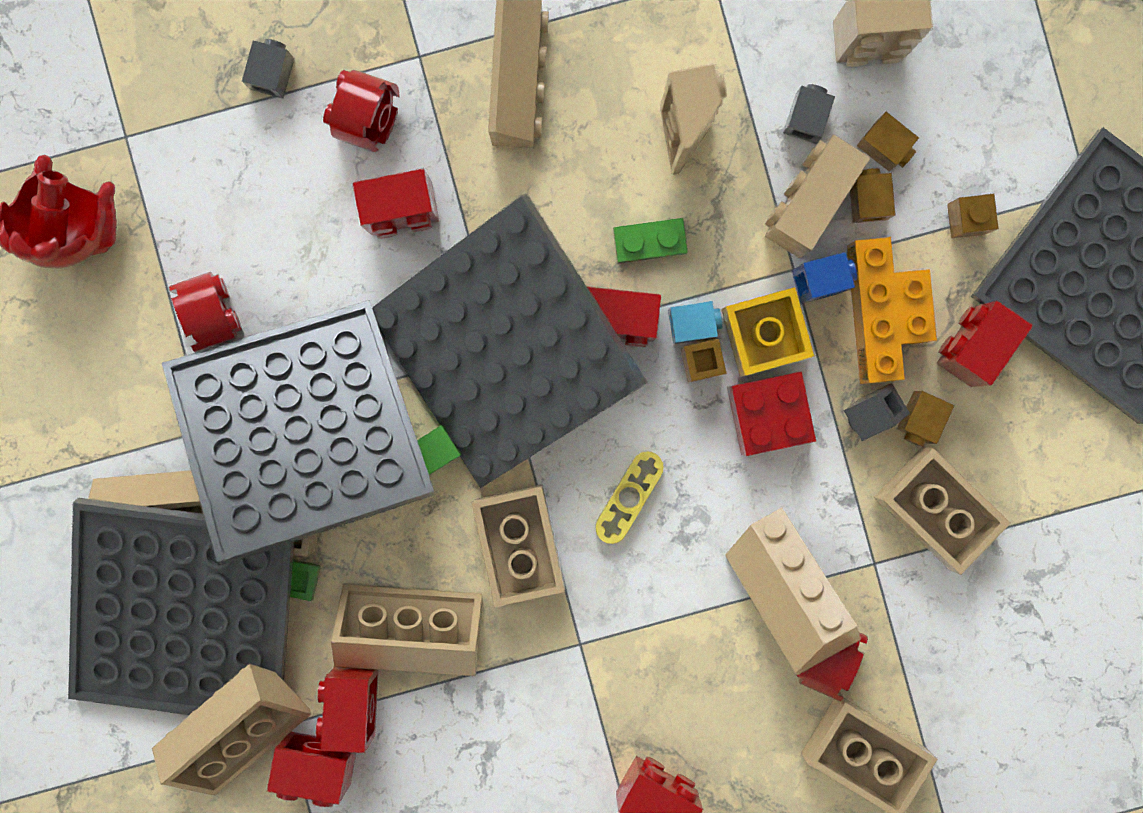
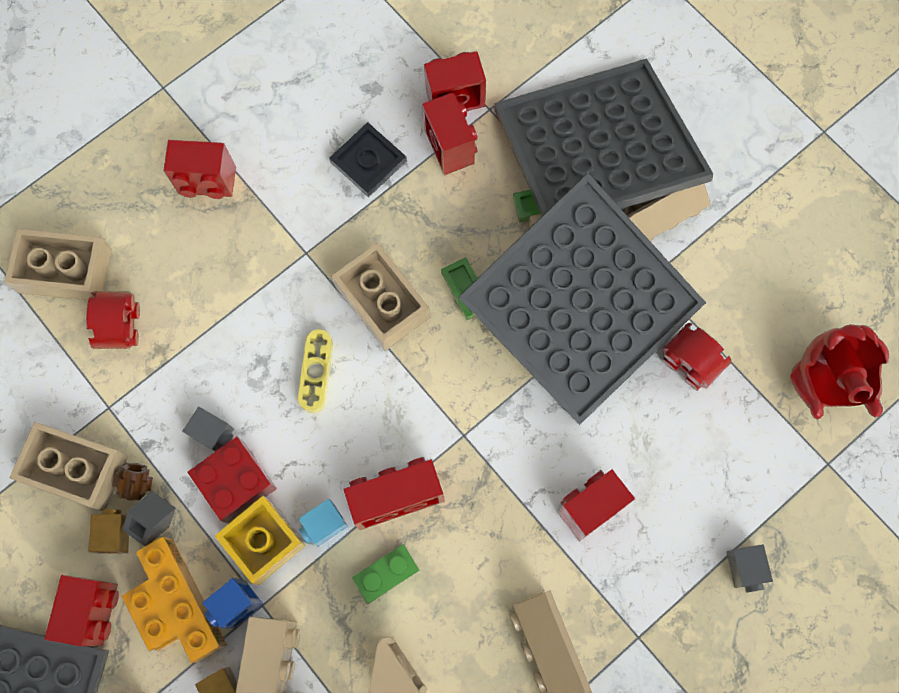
camera: 160 degrees right, 15 degrees down
(229, 732) = (525, 82): tan slope -> none
(362, 110) = (659, 566): red brick -> none
(407, 630) = (434, 205): tan slope -> none
(420, 523) = (458, 278): none -> bright green plate
(437, 449) = (474, 338): bright green brick -> none
(458, 725) = (368, 159): none -> black plate
(506, 342) = (457, 436): dark grey plate -> none
(703, 360) = (301, 495): pearl gold brick -> none
(773, 481) = (208, 429): none -> dark grey brick
(791, 592) = (161, 350): tan slope -> none
(878, 462) = (132, 481): none -> reddish brown gear

